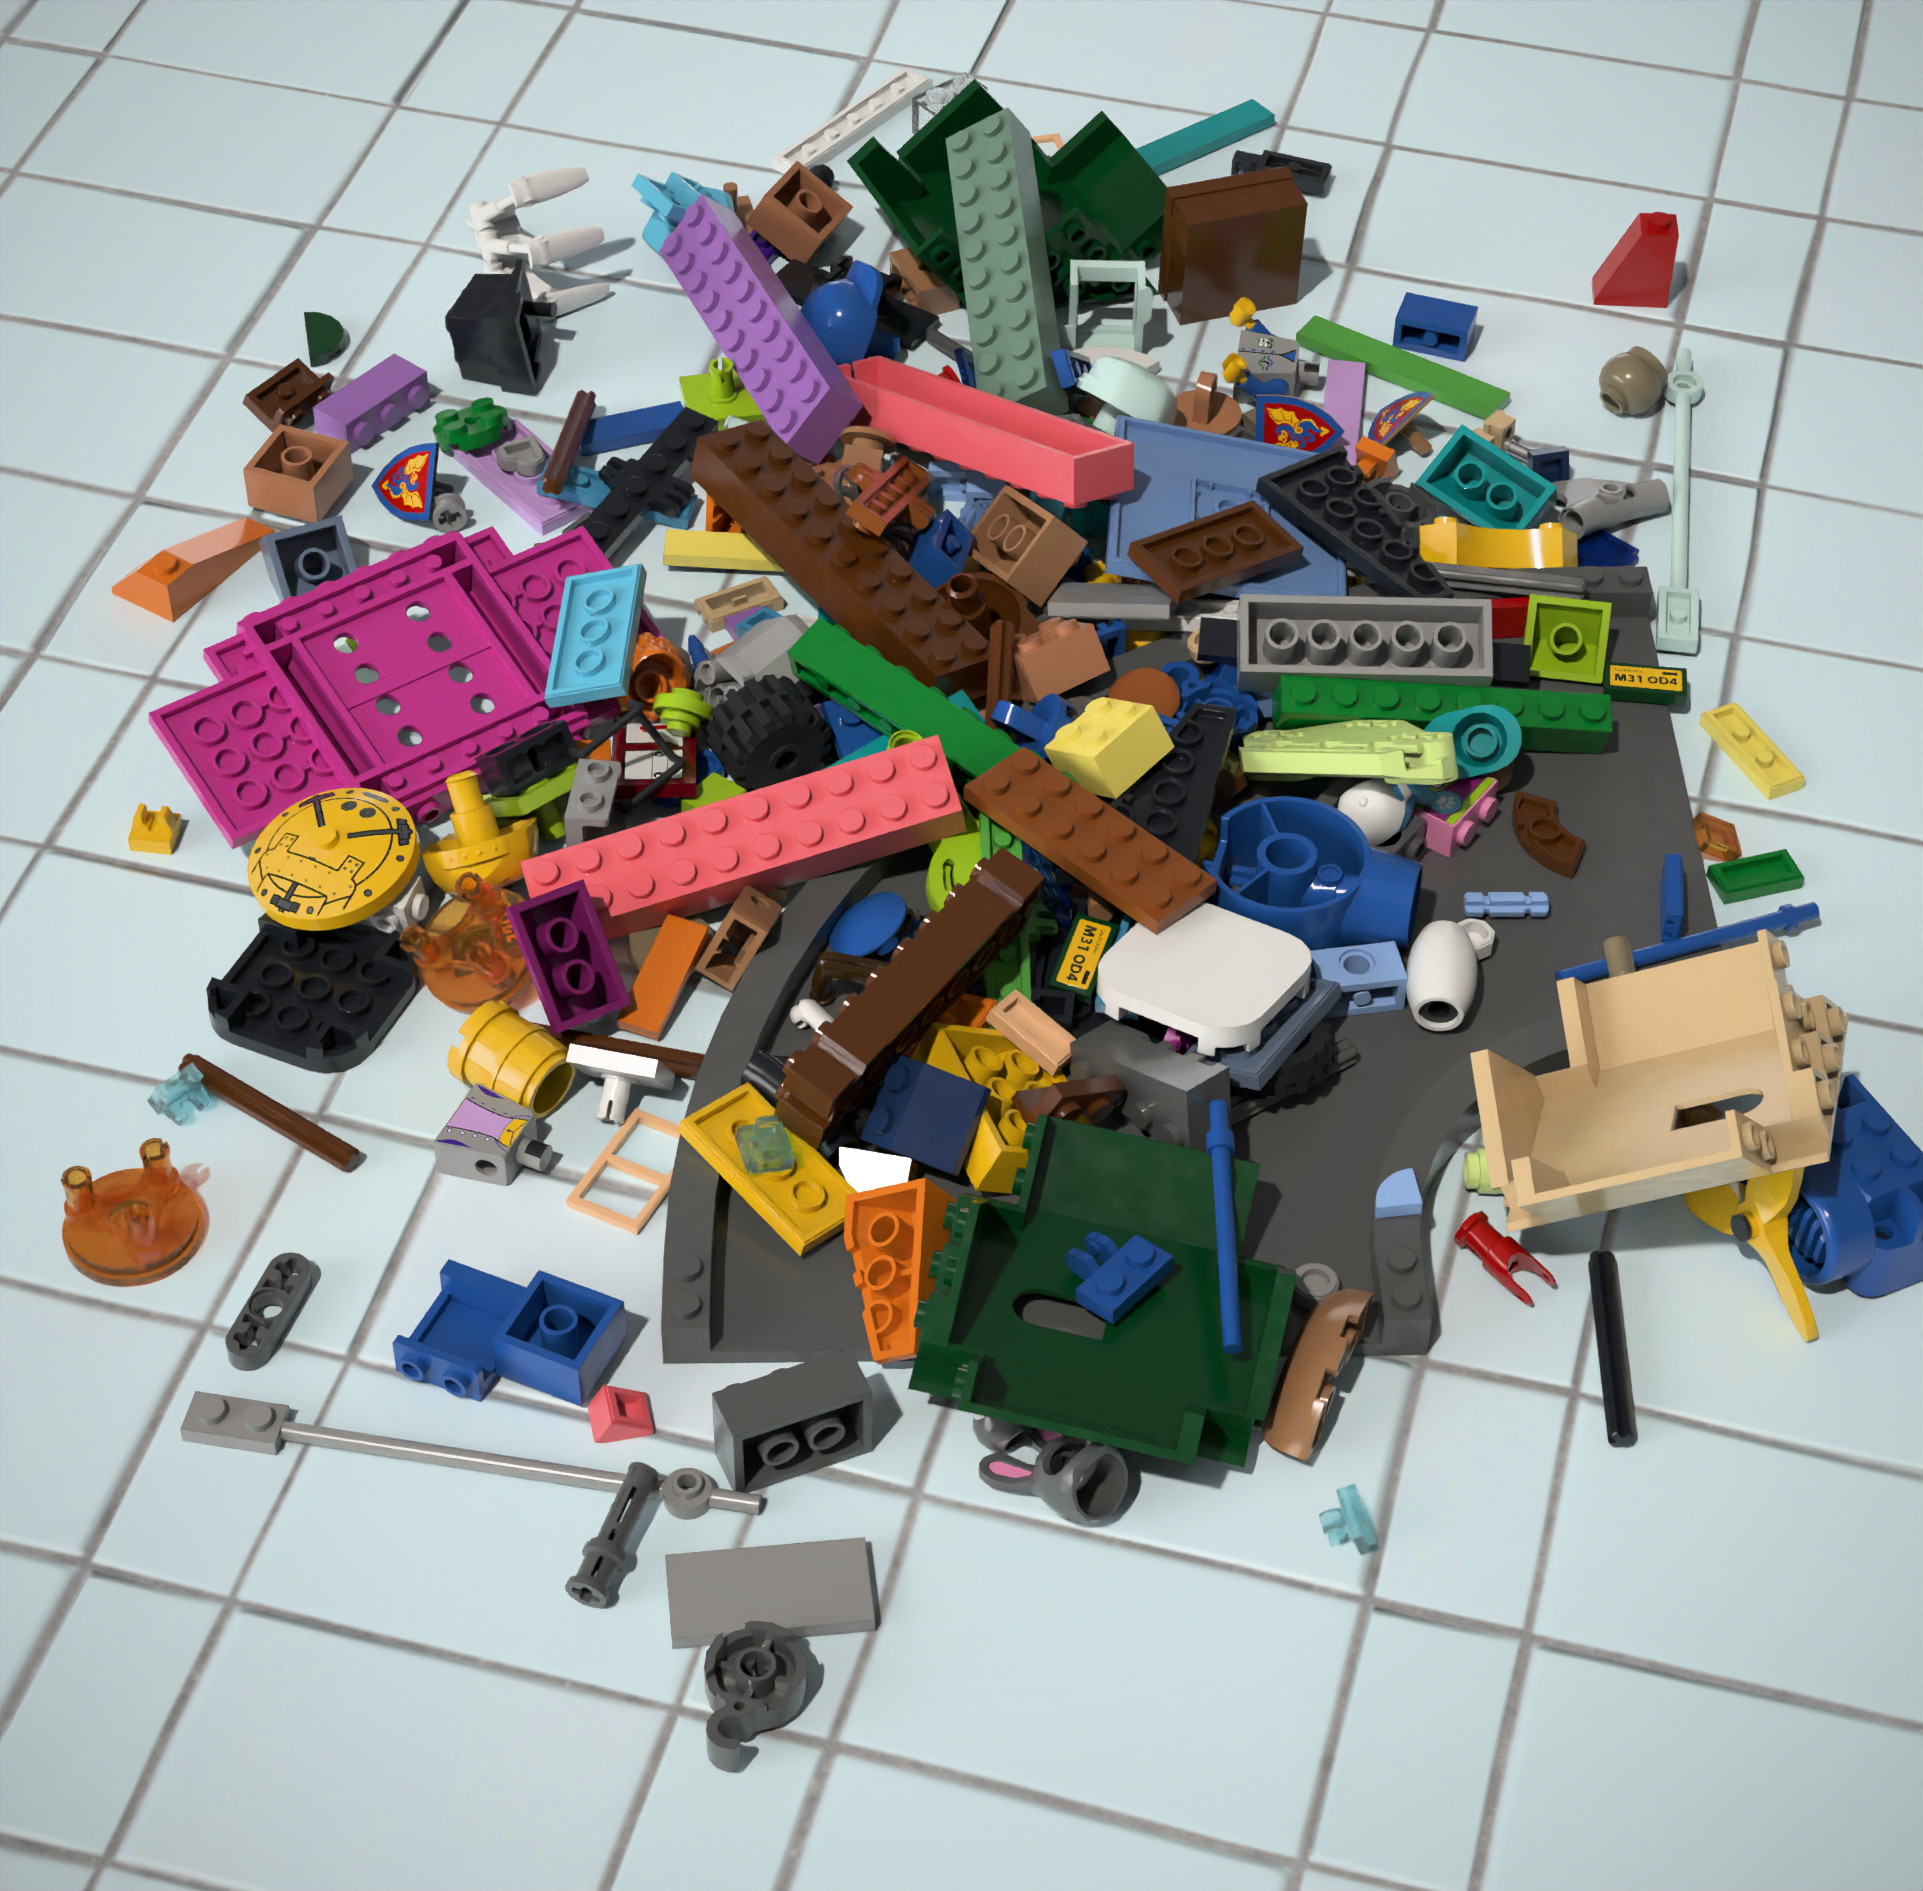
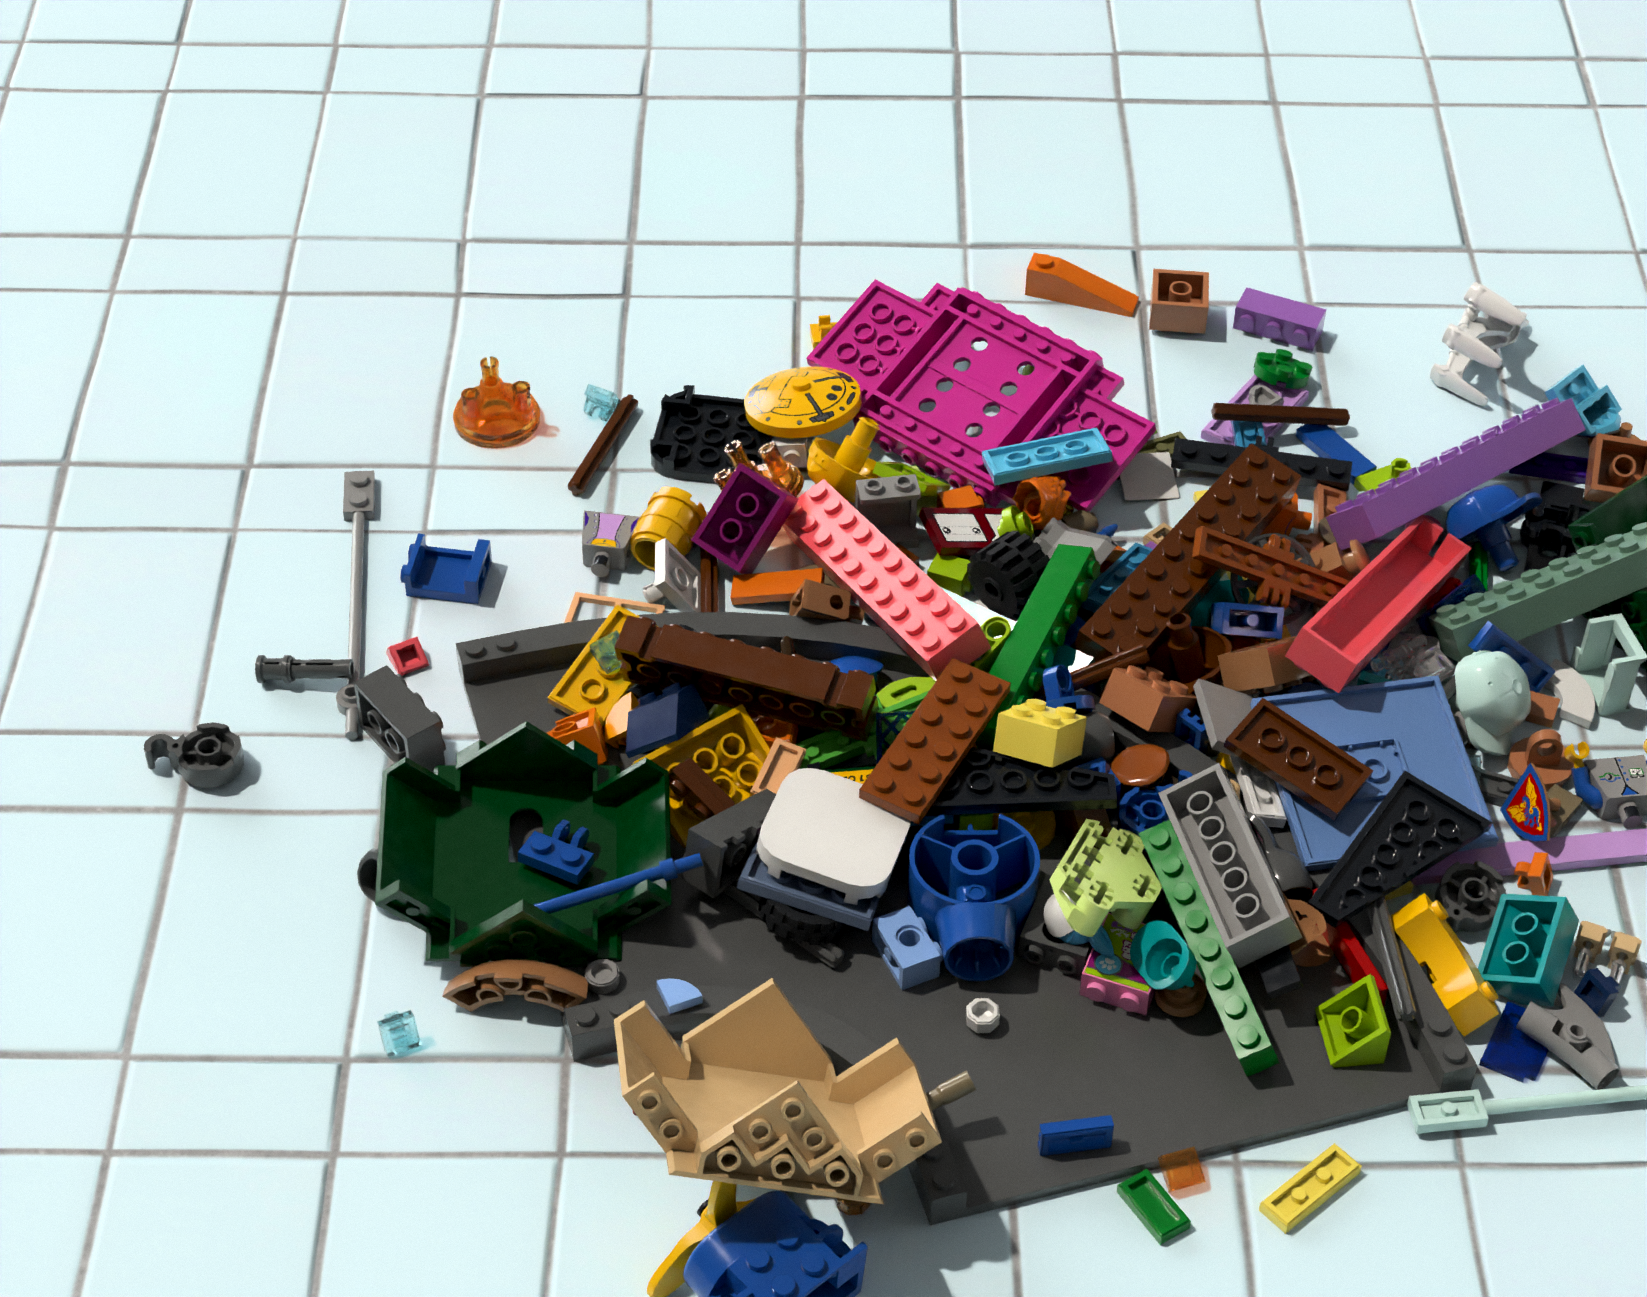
camera: 75 degrees right, 0 degrees up
(268, 1330) = (436, 478): dark grey beam -> none
(288, 395) = (1265, 277): reddish brown bracket -> none
(307, 556) = (1101, 329): sand blue slope -> none
(324, 337) = (1343, 282): dark green tile -> none
(410, 483) = (1204, 361): shield -> none
(455, 505) = (1187, 382): light grey bush -> none
(499, 330) = (1384, 352): black piece -> none
(527, 758) = (929, 463): black brick -> none
(559, 1337) = (445, 606): blue brick -> none
(635, 711) = (937, 478): black piece -> none
(795, 1585) = (284, 754): light grey tile -> none
(1397, 420) = (1589, 888): shield -> none
(1441, 975) = (922, 993): white piece -> none
(1505, 904) = (1032, 1032): light blue axle -> none
(1544, 836) = (1127, 1047): reddish brown tile -> none
(1611, 1349) = (589, 1169): black axle -> none
(1645, 683) = (1342, 1093): tile -> none
(1786, 917) = (1097, 1223): blue bar -> none

